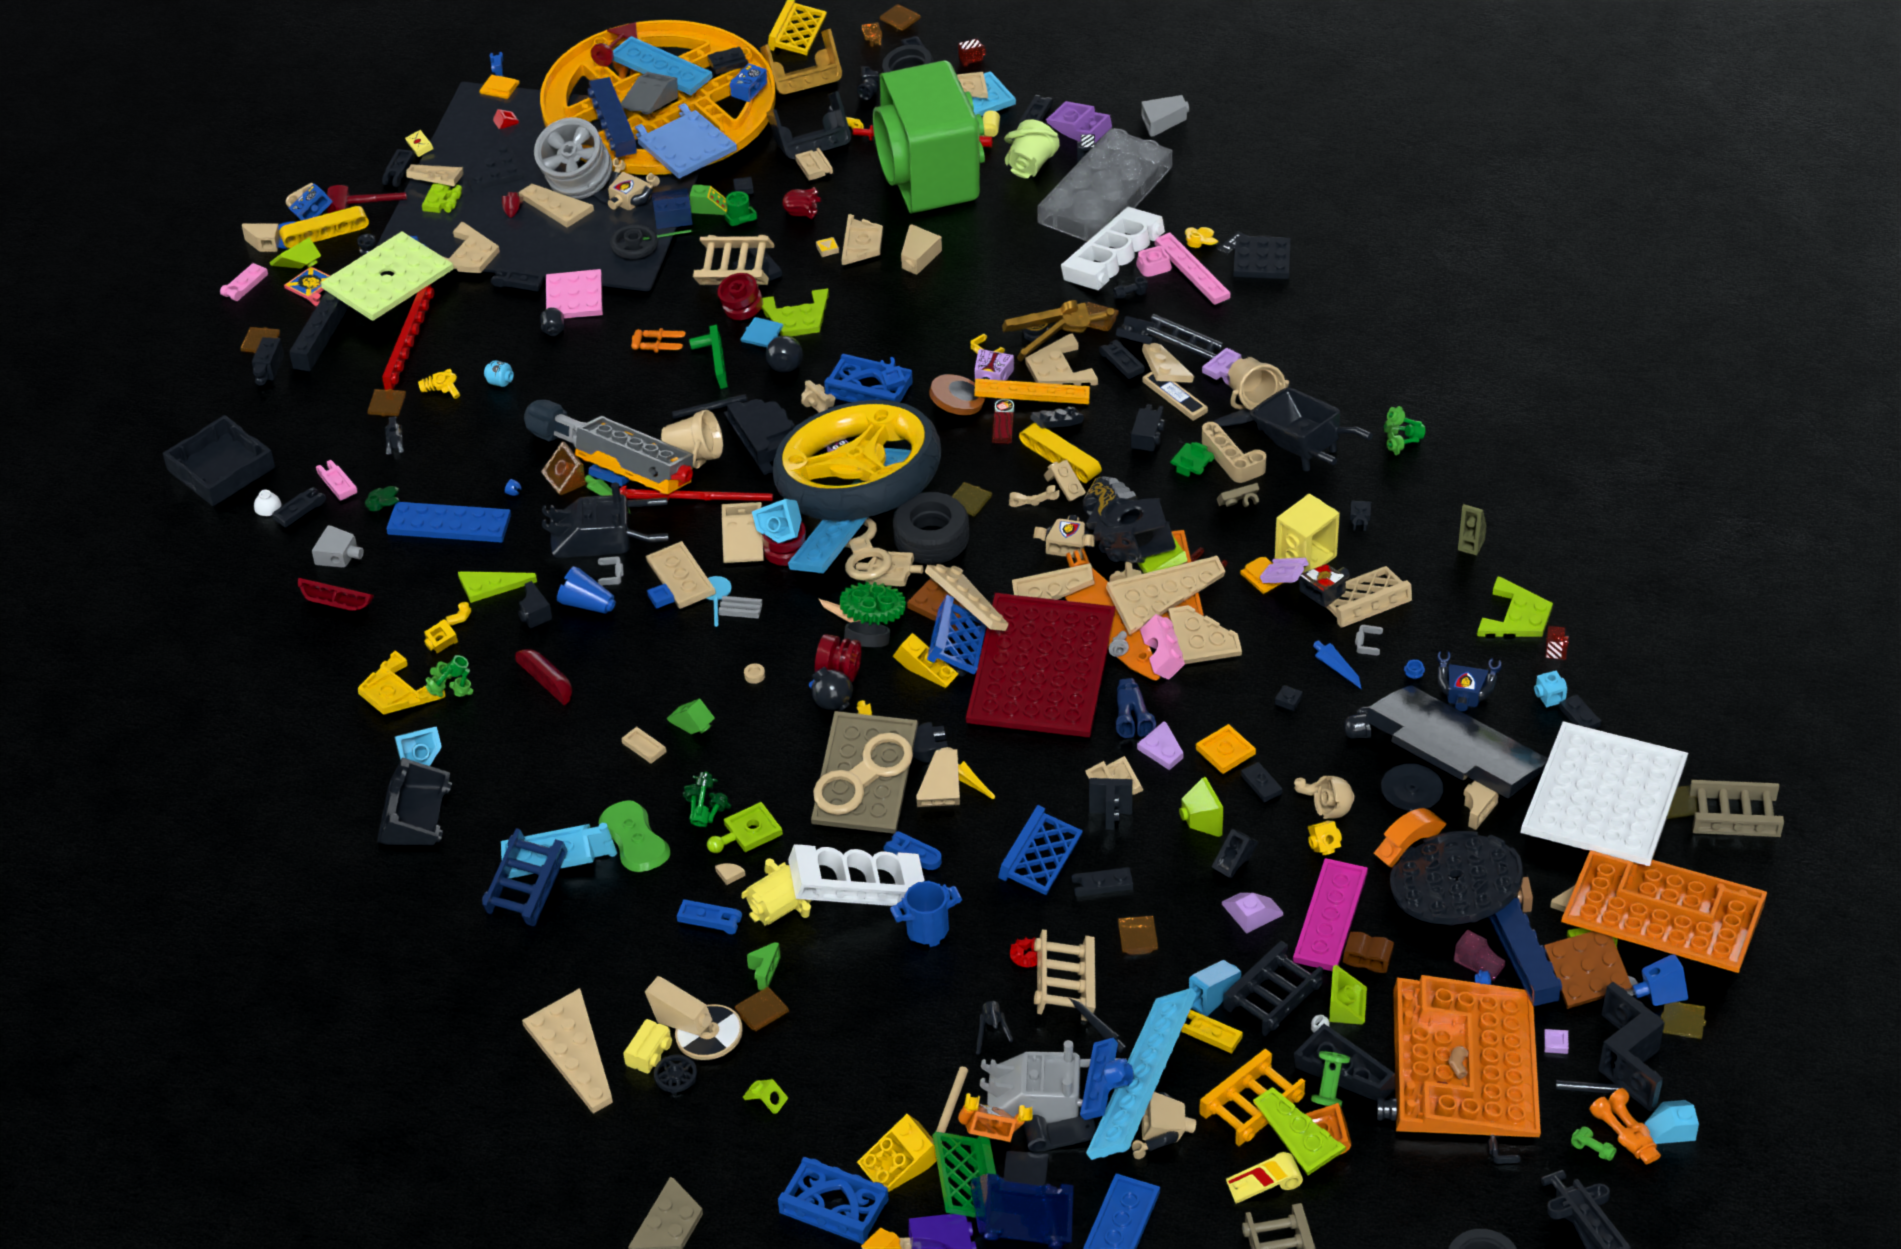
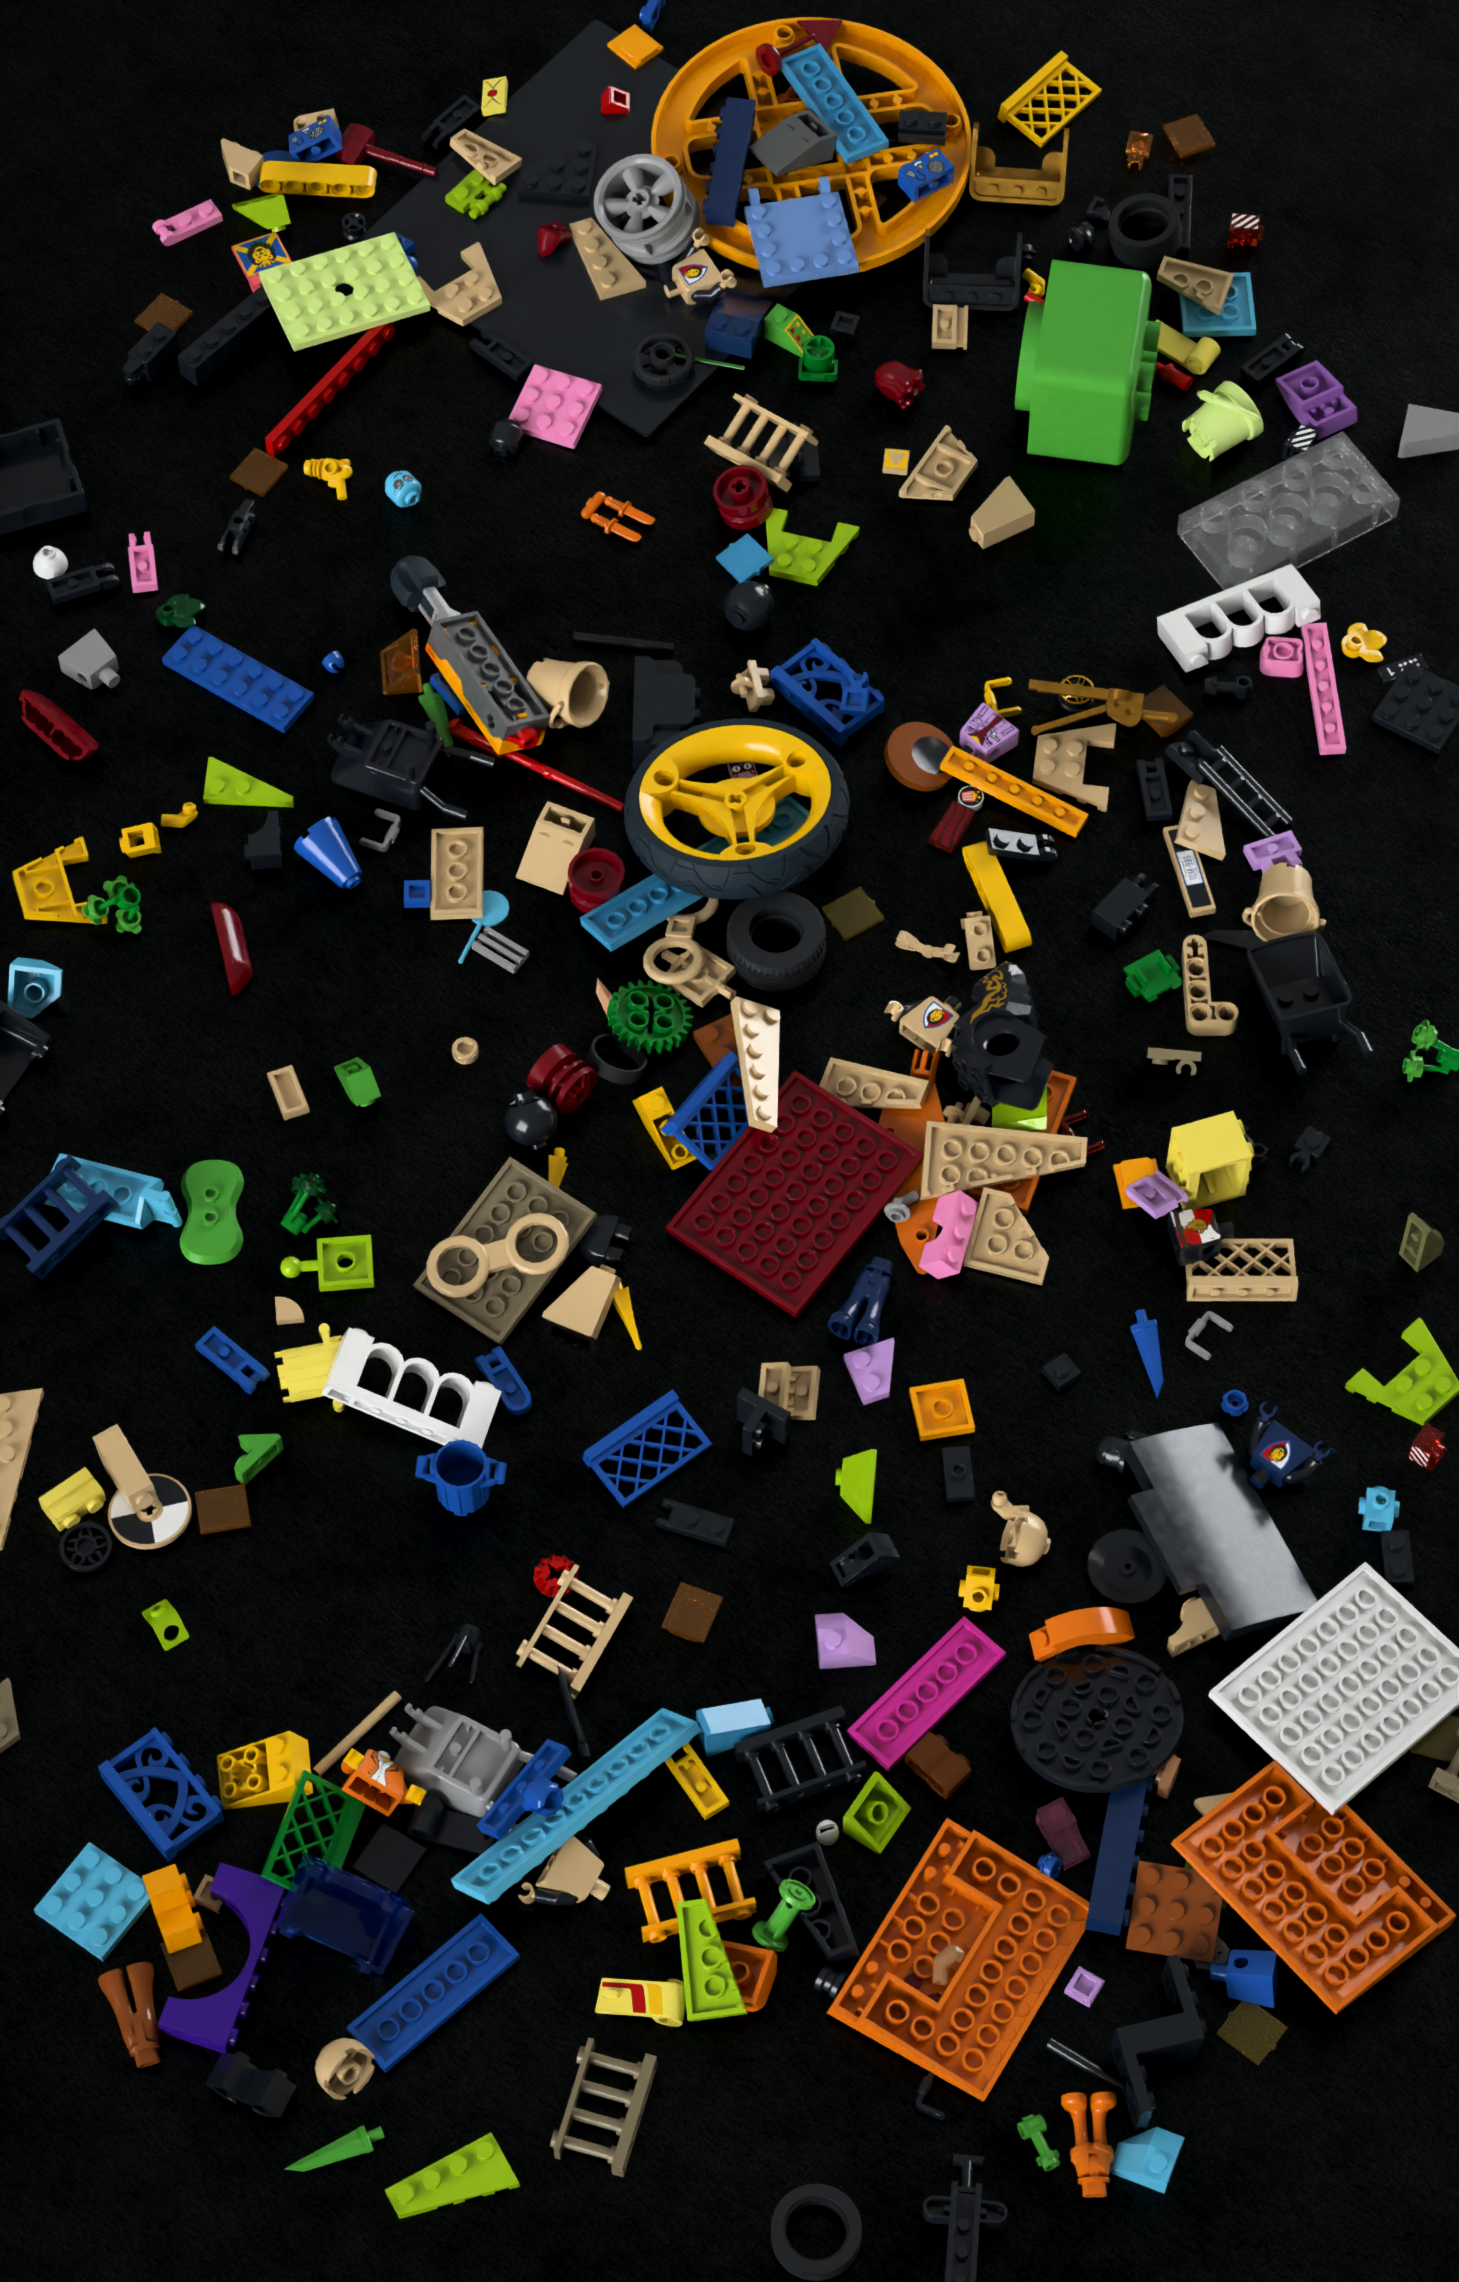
camera: 25 degrees right, 15 degrees up
(715, 340) = (680, 552): green piece -> none
(778, 520) = (593, 860): medium azure slope -> none

